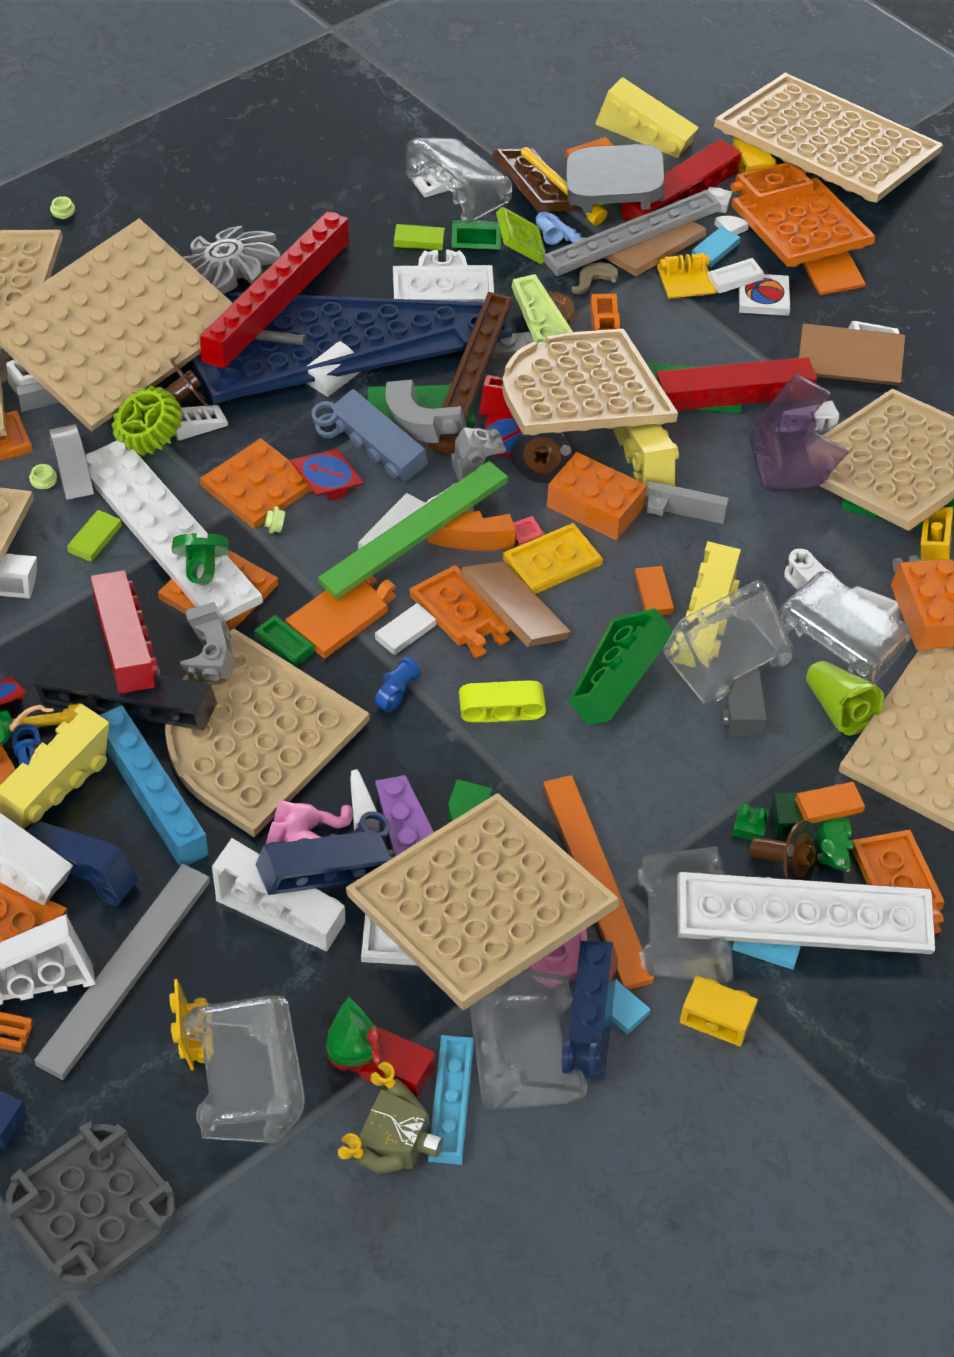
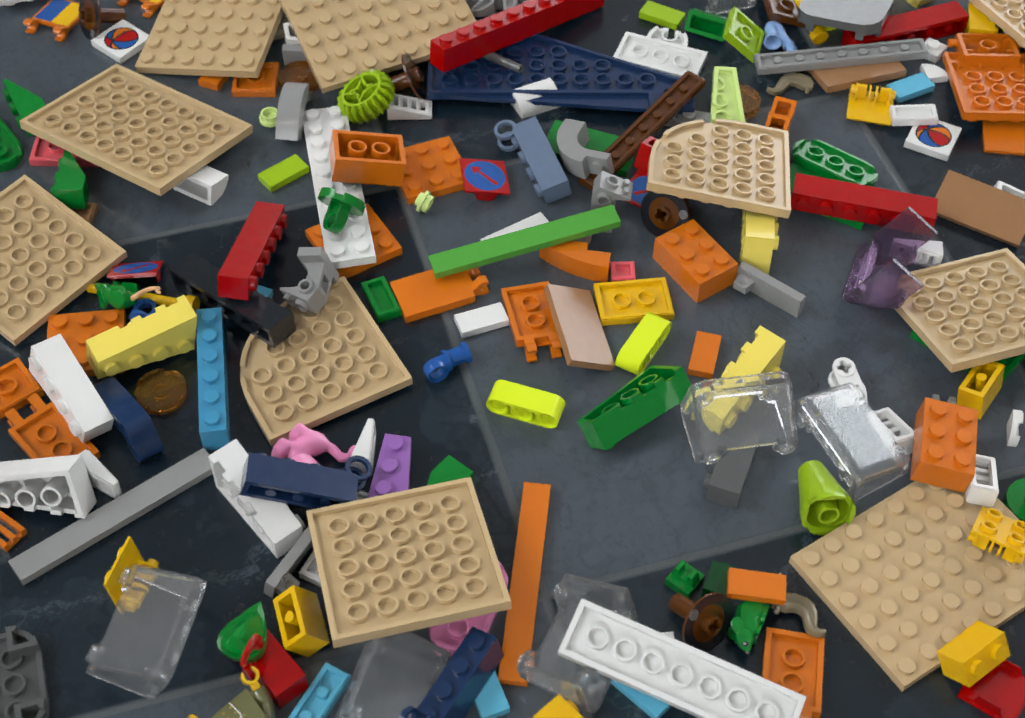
camera: 25 degrees right, 0 degrees up
(46, 416) = (298, 72): none -> clear orange tile
(91, 934) = (100, 476): none -> white slope
(97, 817) = (161, 391): none -> clear orange tile
(195, 489) = (367, 158): none -> orange brick
(349, 970) = (281, 577): none -> light grey hinge
(396, 1002) = (300, 621): none -> yellow brick
(588, 599) = (643, 343): none -> neon yellow beam
(682, 350) = (833, 162): none -> green tile
(883, 812) = (806, 609): none -> dark tan piece

